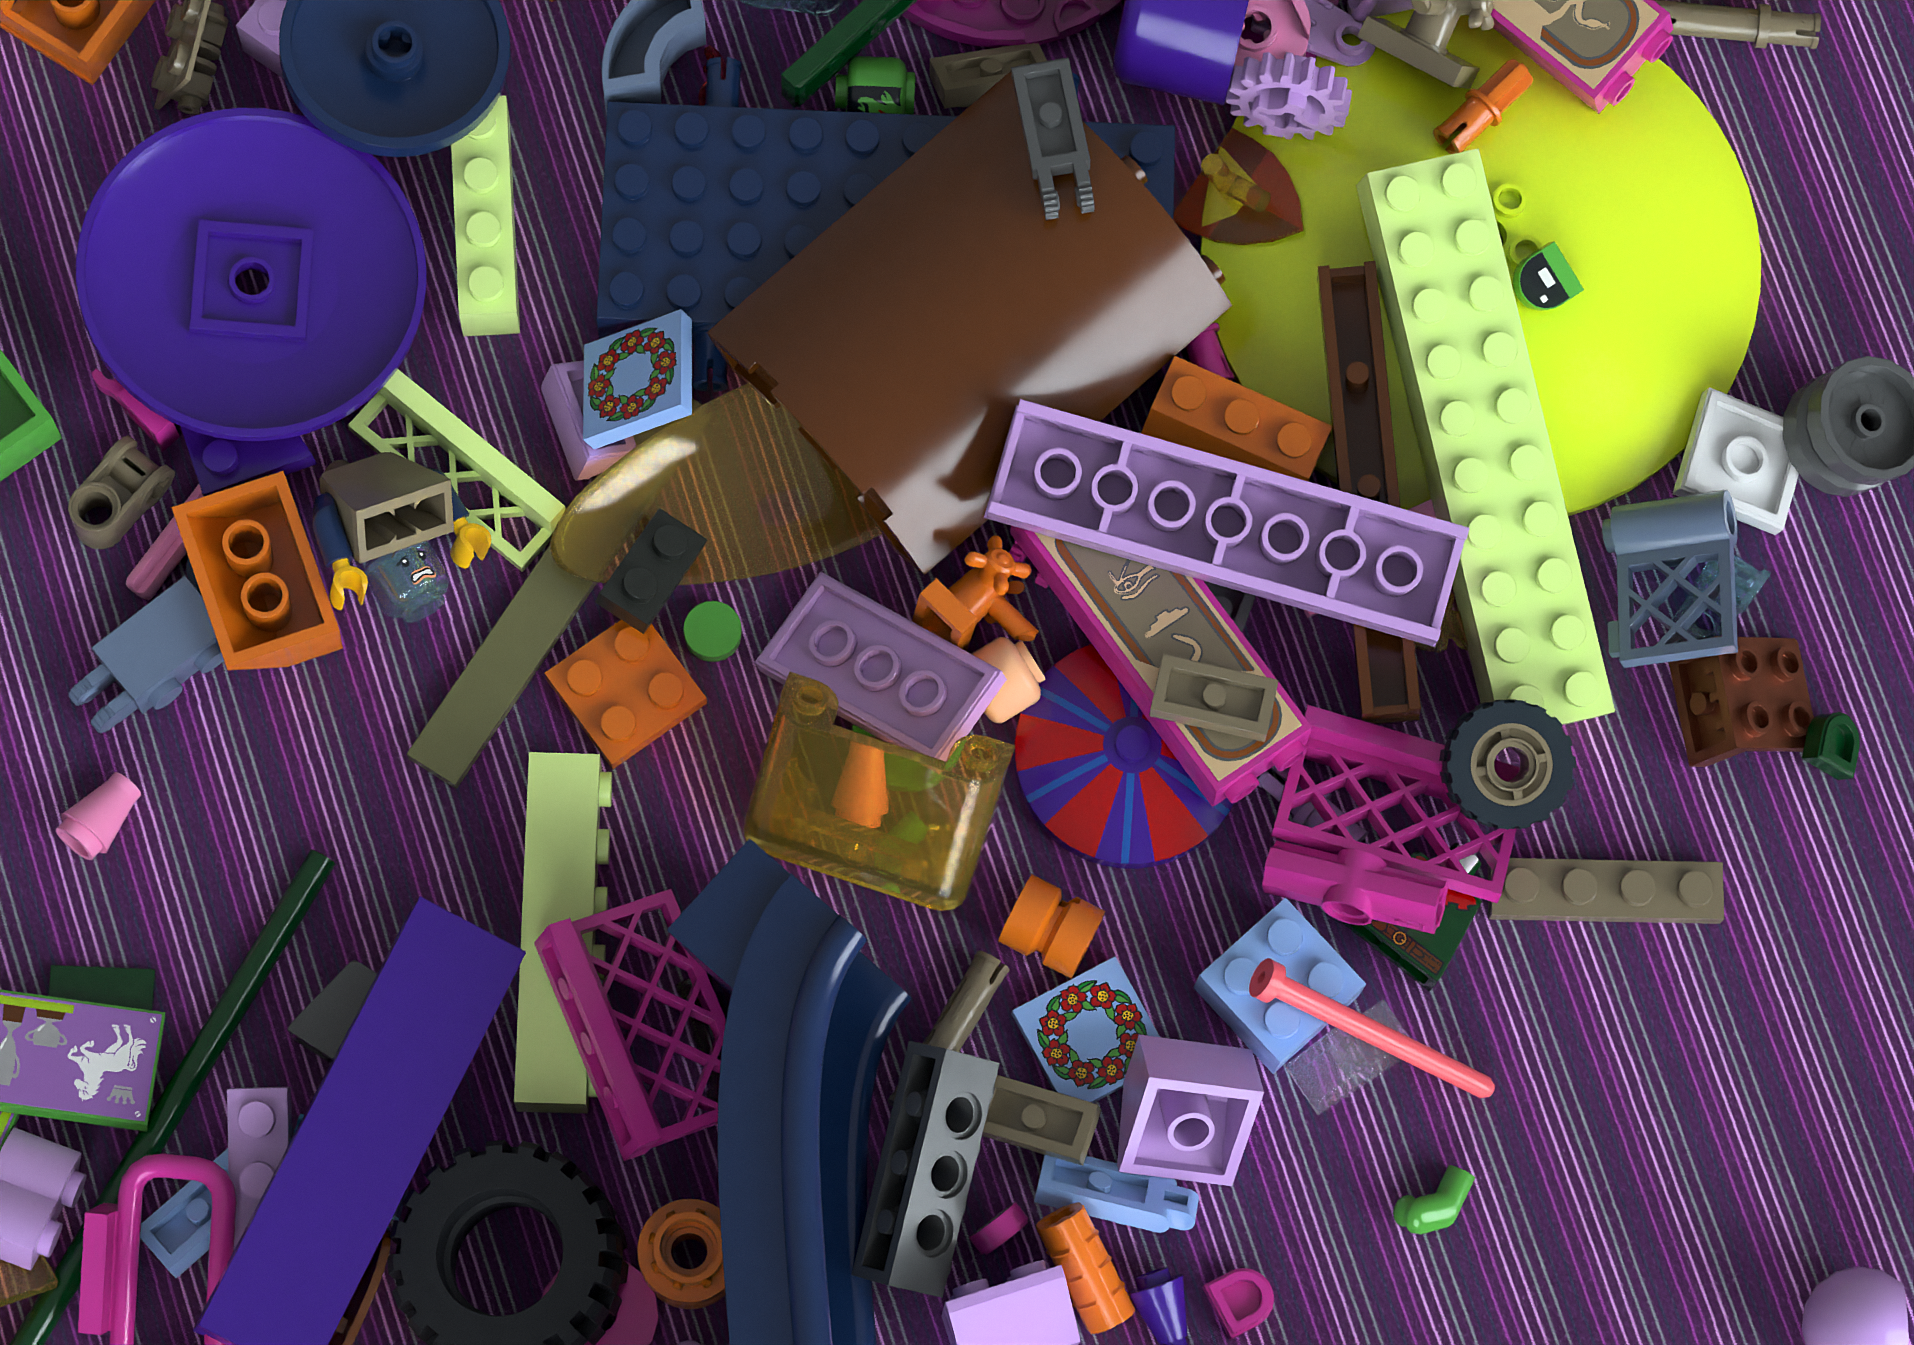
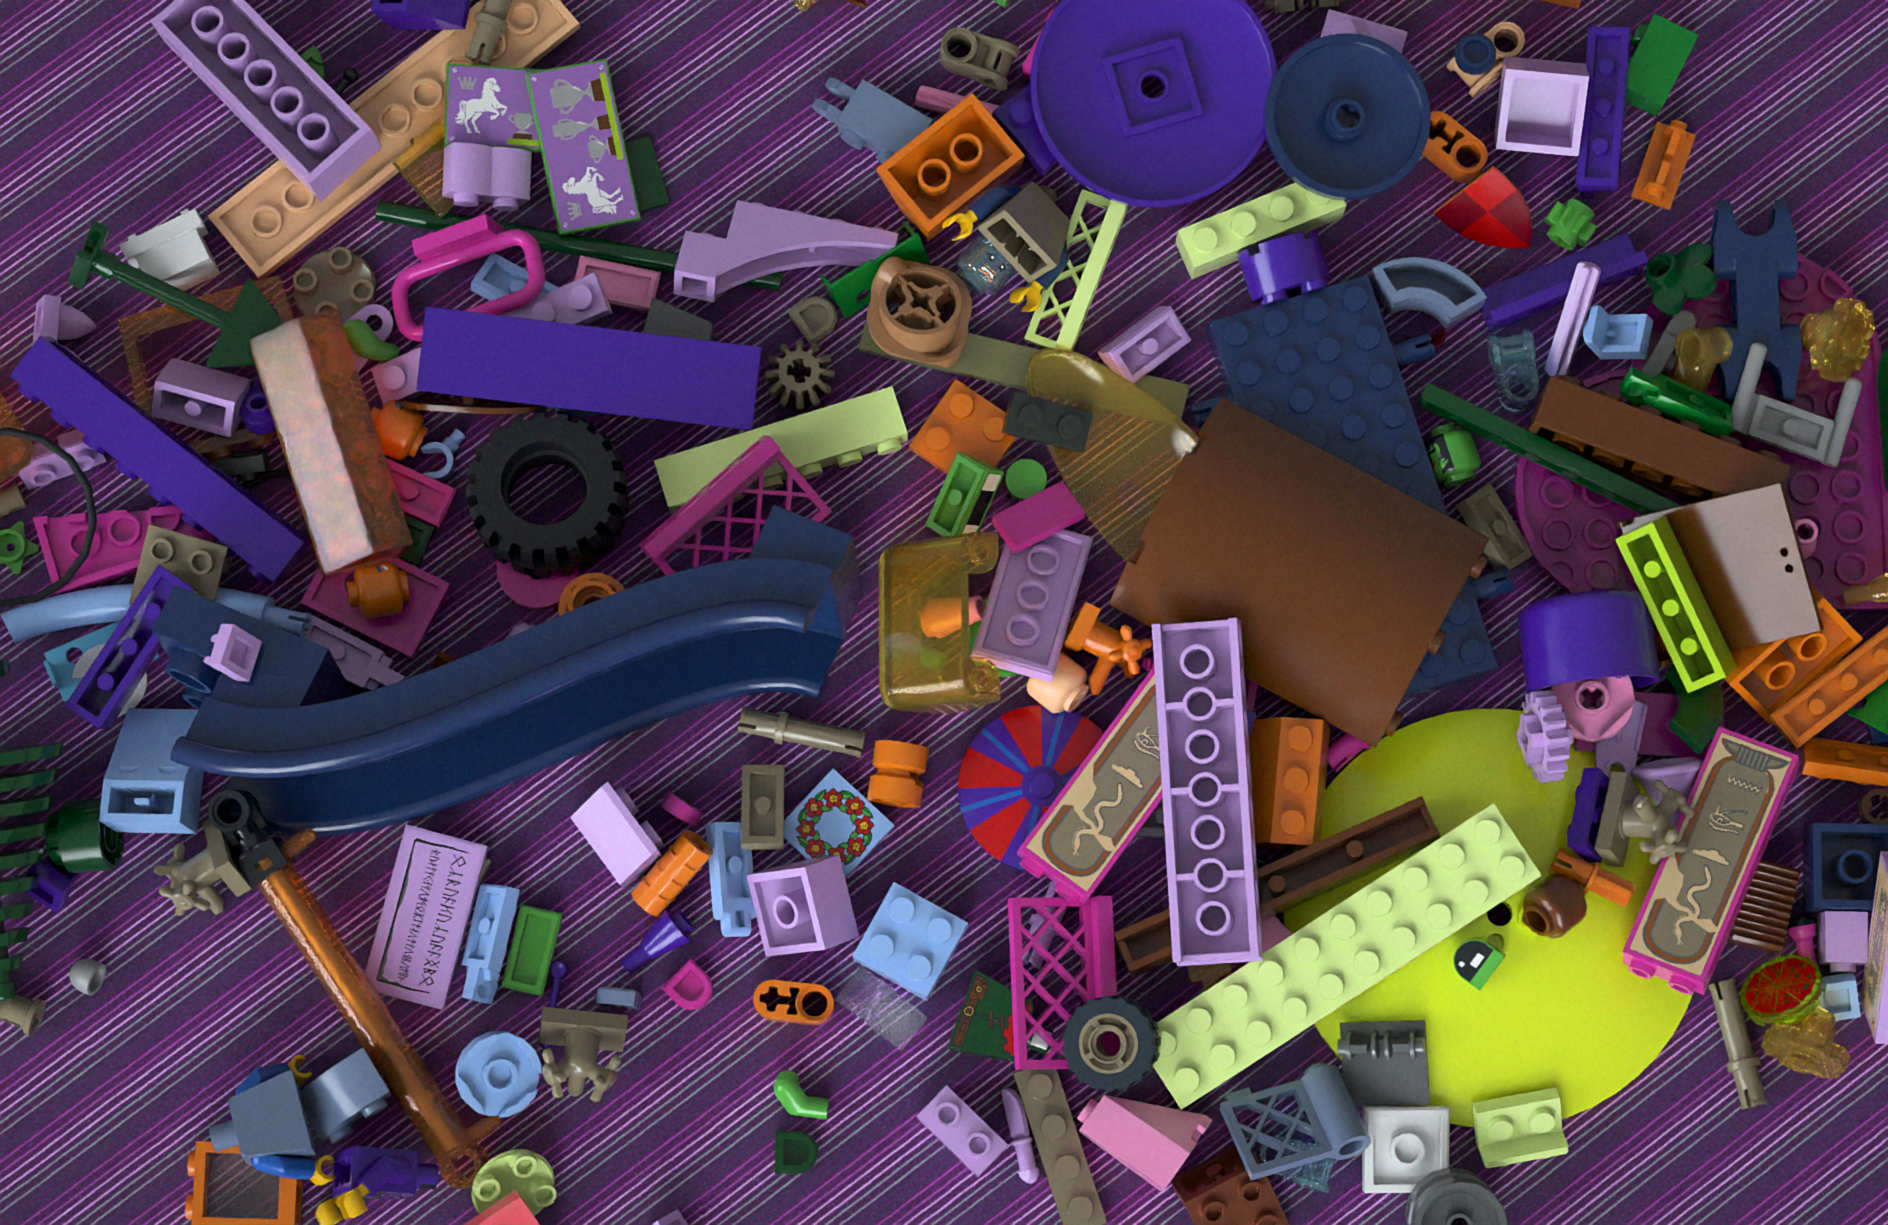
camera: 80 degrees right, 5 degrees up
(96, 819) = (756, 128): bright pink cone -> none
(252, 1059) = (623, 284): none -> bright pink tile
(267, 843) = (771, 241): none -> lavender arch
(366, 724) = (847, 288): none -> green piece
(391, 830) = (814, 318): none -> dark tan tile
(454, 855) = (813, 367): none -> dark tan gear
(464, 690) = (916, 327): none -> medium nougat piece
(558, 202) = (1285, 267): none -> dark purple brick
(637, 379) = (1174, 364): light blue tile -> none
(711, 716) = (964, 496): none -> bright green slope
(771, 628) = (1038, 517): none -> dark pink tile
(925, 1169) = (716, 729): dark grey brick -> none
(1053, 131) = (1438, 574): dark grey hinge -> none
(1213, 698) = (1080, 823): dark tan plate -> none
(1241, 196) = (1470, 732): clear yellow shield -> none
(1270, 982) = (897, 927): coral bar -> none
(1318, 1183) = (782, 1011): none -> orange beam
(1355, 886) = (990, 967): dark pink piece -> none
(1386, 73) = (1587, 814): none -> dark purple plate
(1504, 1235) = (794, 1152): none -> dark green tile
(1512, 159) = (1554, 906): none -> reddish brown head
(1550, 1003) = (962, 1131): none -> lavender brick
(1571, 934) = (1020, 1134): none -> lavender piece
(1628, 442) = (1385, 1062): none -> dark grey hinge
(1633, 772) = (1143, 1135): none -> bright pink slope
(1761, 314) = (1519, 1128): none -> yellowish green bracket

